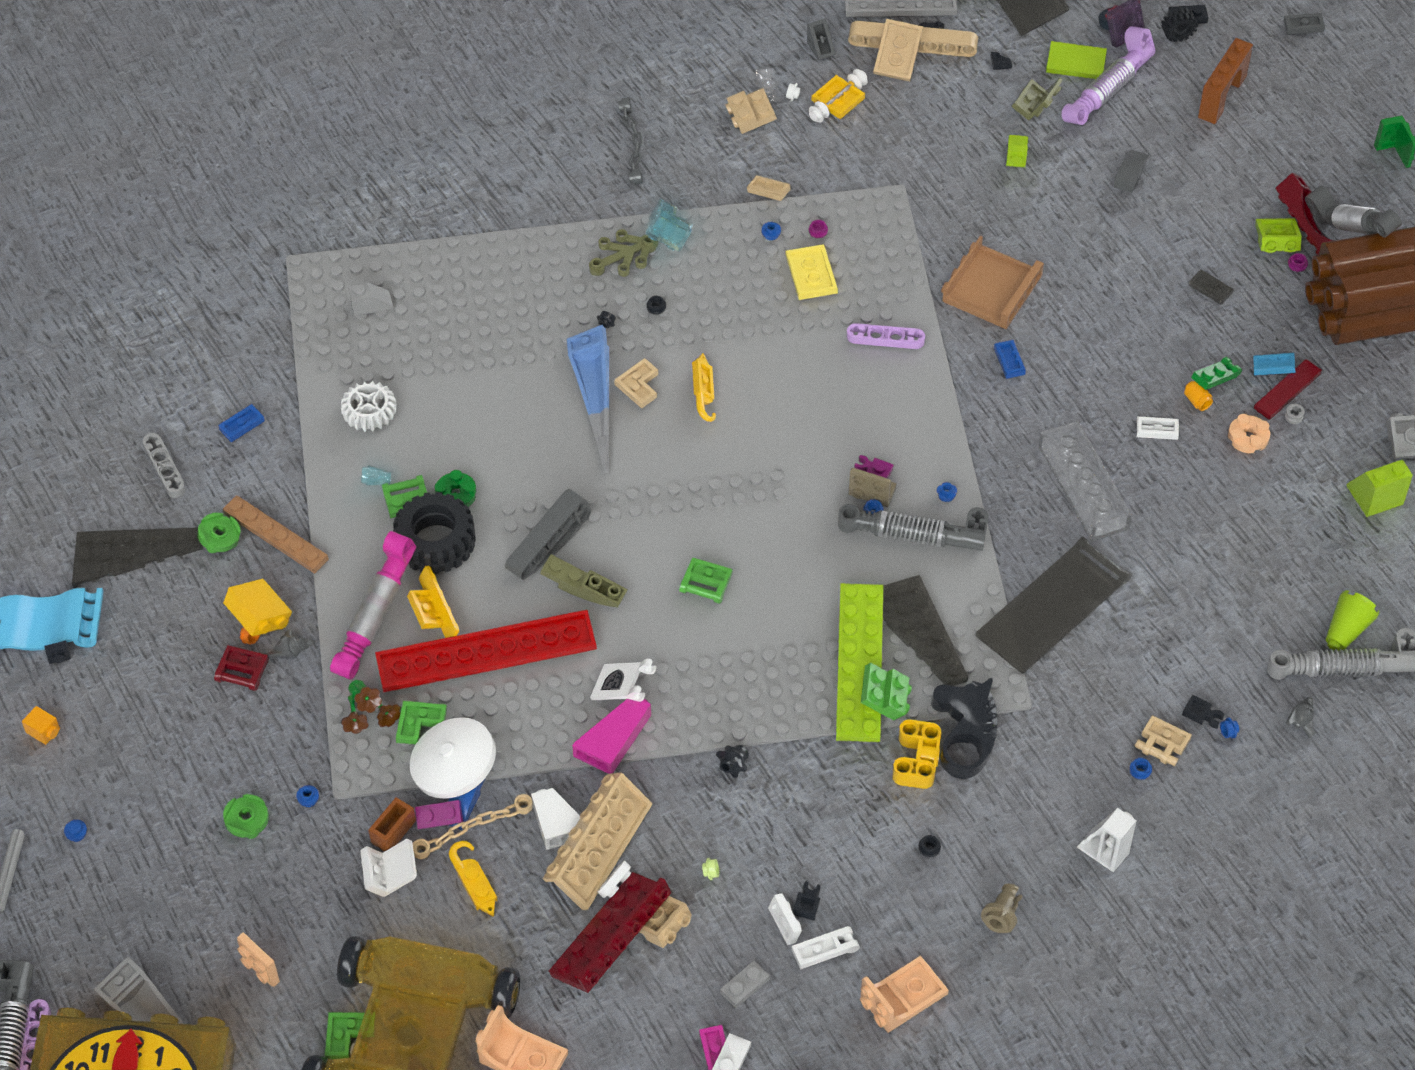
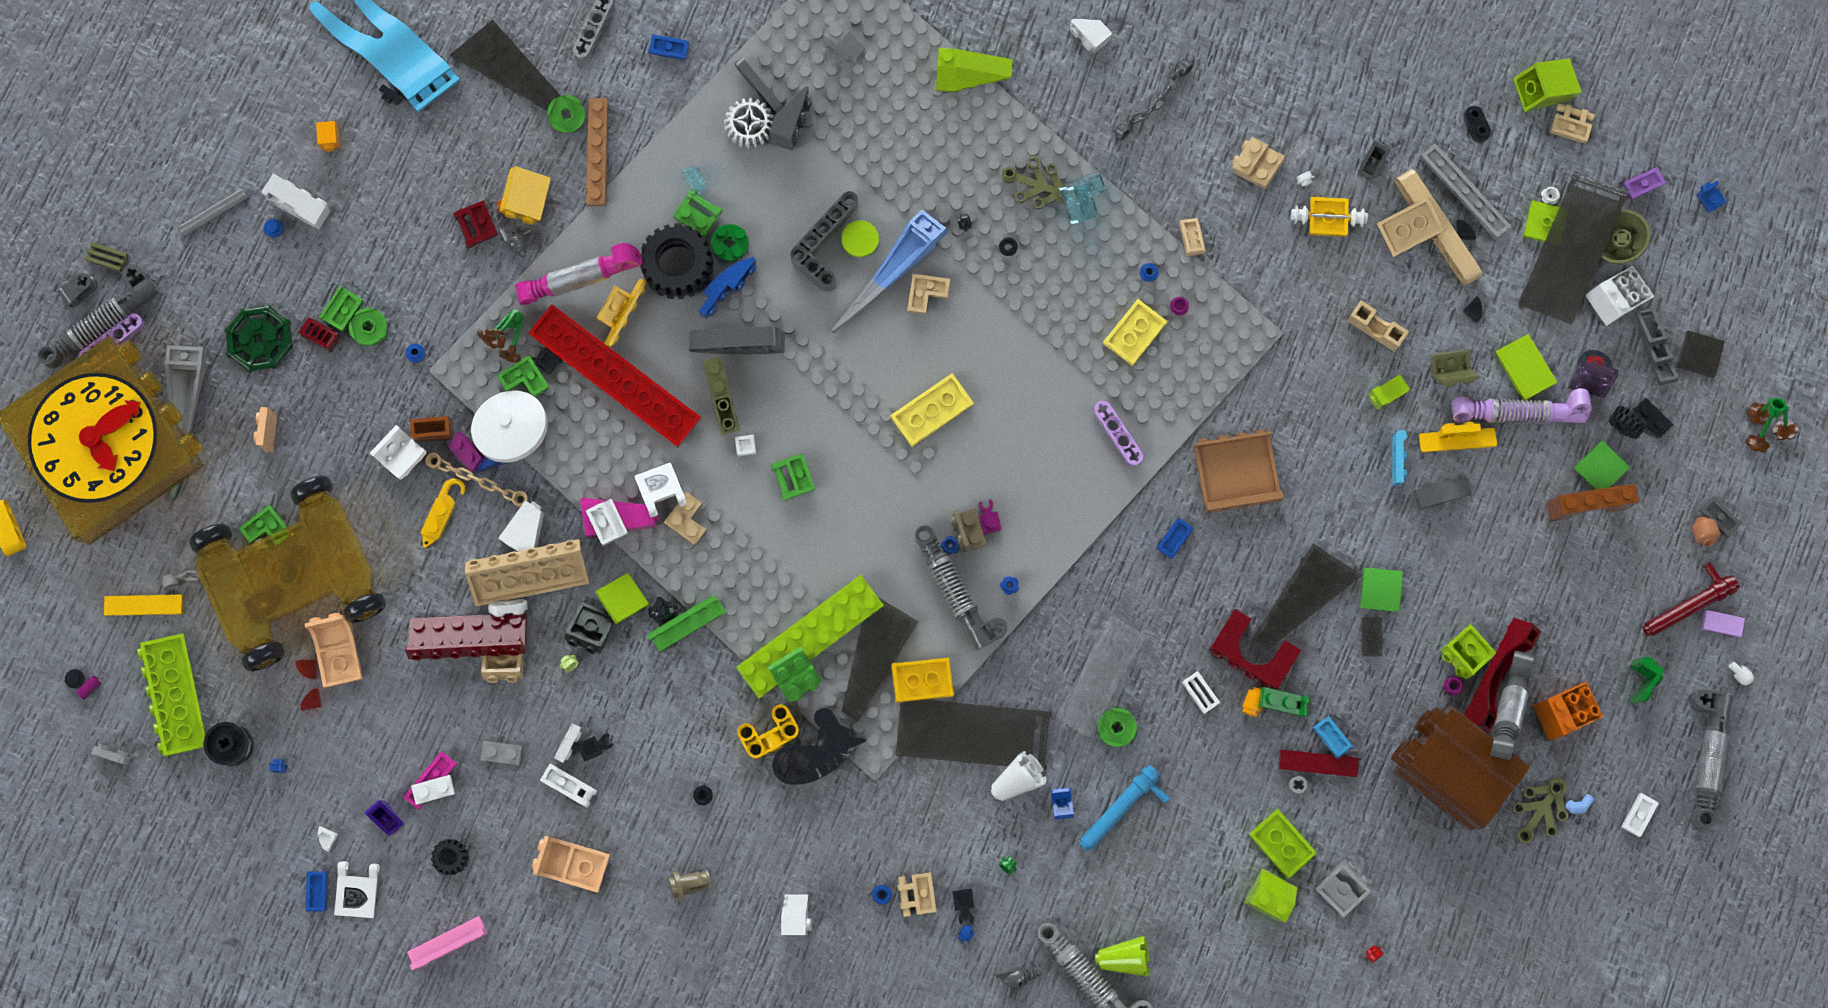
camera: 50 degrees right, 25 degrees up
(73, 790) = (296, 201): none -> white wedge
(154, 906) = (259, 349): none -> dark green plate
(207, 826) = (341, 309): none -> bright green plate
(213, 868) = (332, 341): none -> dark red slope
(324, 378) = (758, 85): none -> dark grey beam
(402, 374) = (789, 120): none -> dark grey slope
(421, 693) = (547, 361): none -> black tile
(477, 237) = (966, 69): none -> lime wedge
(490, 515) = (730, 279): none -> blue slope
(525, 445) = (821, 238): none -> dark grey beam
(535, 142) = (1091, 32): none -> white slope
(546, 399) = (860, 239): none -> lime tile
(615, 734) = (606, 522): none -> white plate
(643, 598) = (745, 445): none -> white tile
(668, 691) = (681, 520): none -> tan plate
(691, 783) = (622, 598): none -> lime tile
(695, 828) = (589, 628): none -> pearl dark grey plate
(703, 386) = (960, 339): yellow plate -> none
(742, 447) = (932, 410): none -> light yellow tile
(761, 748) = (687, 623): none -> bright green fence
(971, 119) = (1386, 333): none -> tan arch
(973, 606) = (922, 680): none -> yellow tile
(1077, 177) = (1399, 456): none -> medium azure plate
(1094, 132) = (1458, 438): none -> yellow bracket
(1123, 593) = (1019, 777): none -> white cone
(1134, 300) = (1310, 588): none -> clear smoke wing
(1136, 382) = (1227, 647): none -> dark red arch
(1145, 493) = (1107, 733): none -> bright green plate
(1170, 581) = (1062, 803): none -> blue bracket
(1176, 256) = (1381, 589): none -> bright green slope
(1193, 657) = (1008, 864): none -> green plate
(1197, 64) = (1602, 466): none -> bright green slope
(1203, 516) = (1141, 784): none -> dark azure cylinder
(1252, 424) = (1244, 773): light nougat plate -> none
(1308, 37) = (1706, 531): none -> nougat head
(1336, 456) = (1282, 843): none -> lime tile
(1362, 60) = (1716, 592): none -> dark red cylinder
(1383, 198) = (1567, 711): none -> orange slope
(1391, 75) = (1723, 623): none -> lavender tile

